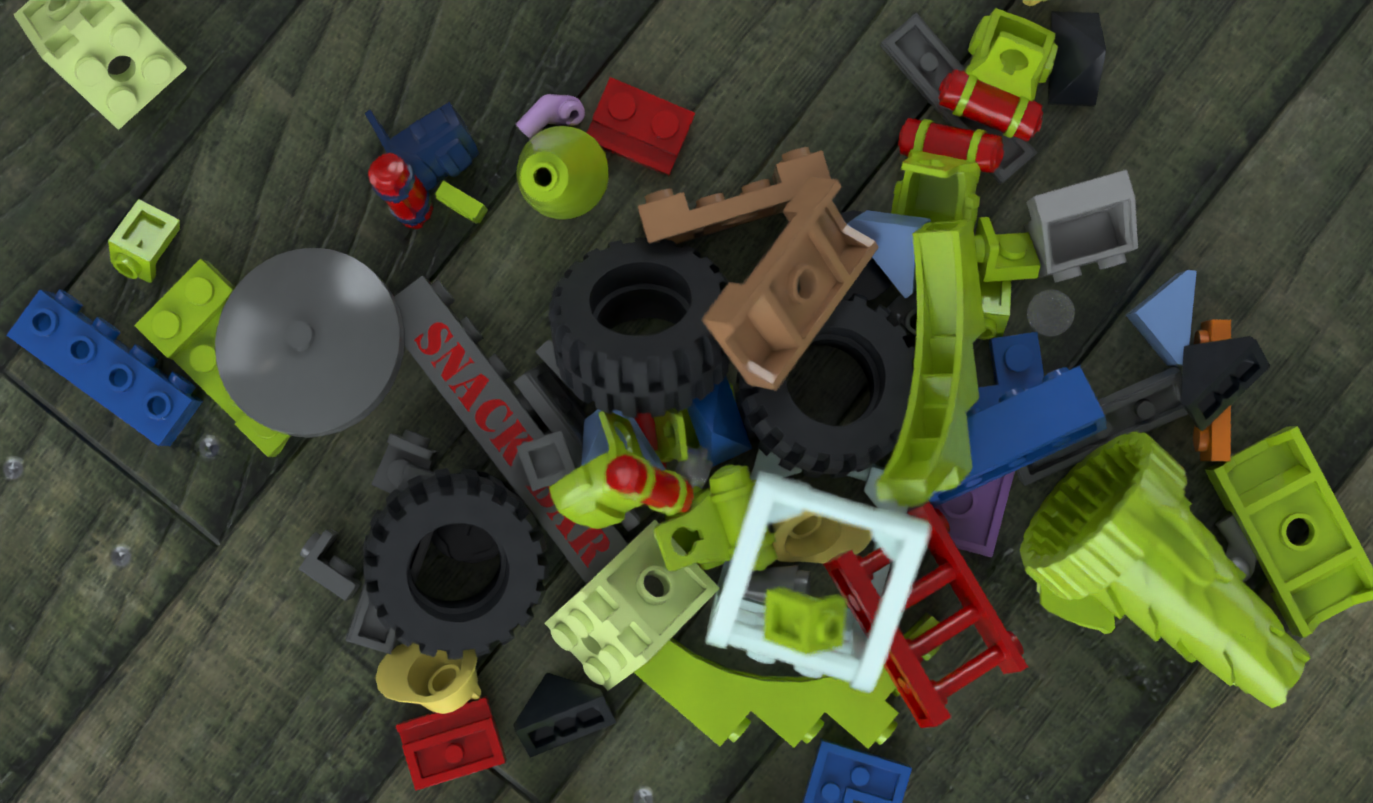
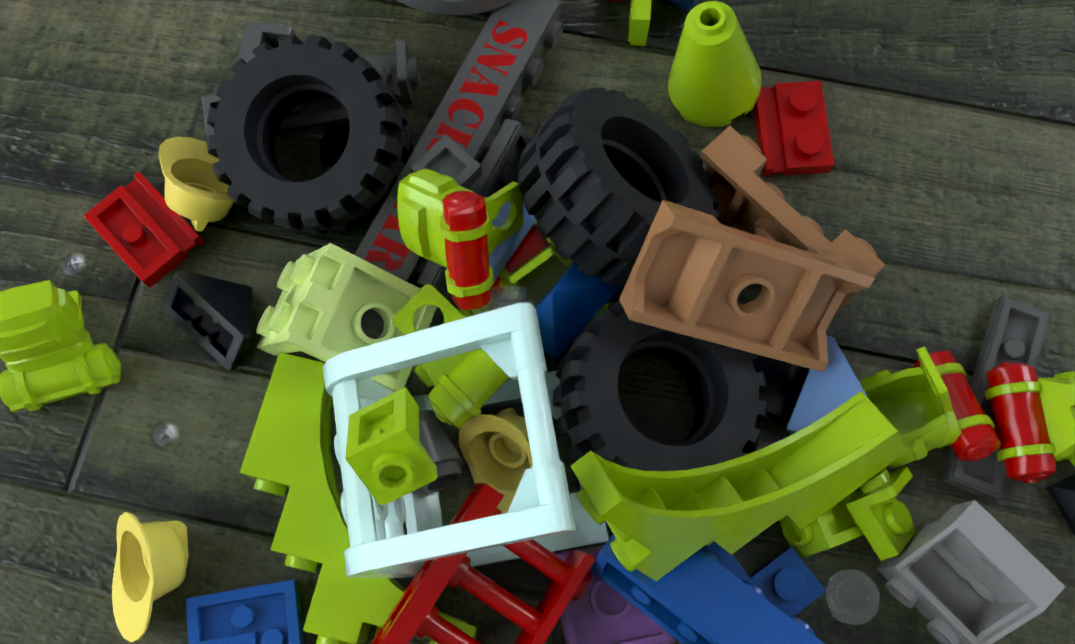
camera: 60 degrees right, 15 degrees down
(551, 110) = (767, 54): lavender arm -> none

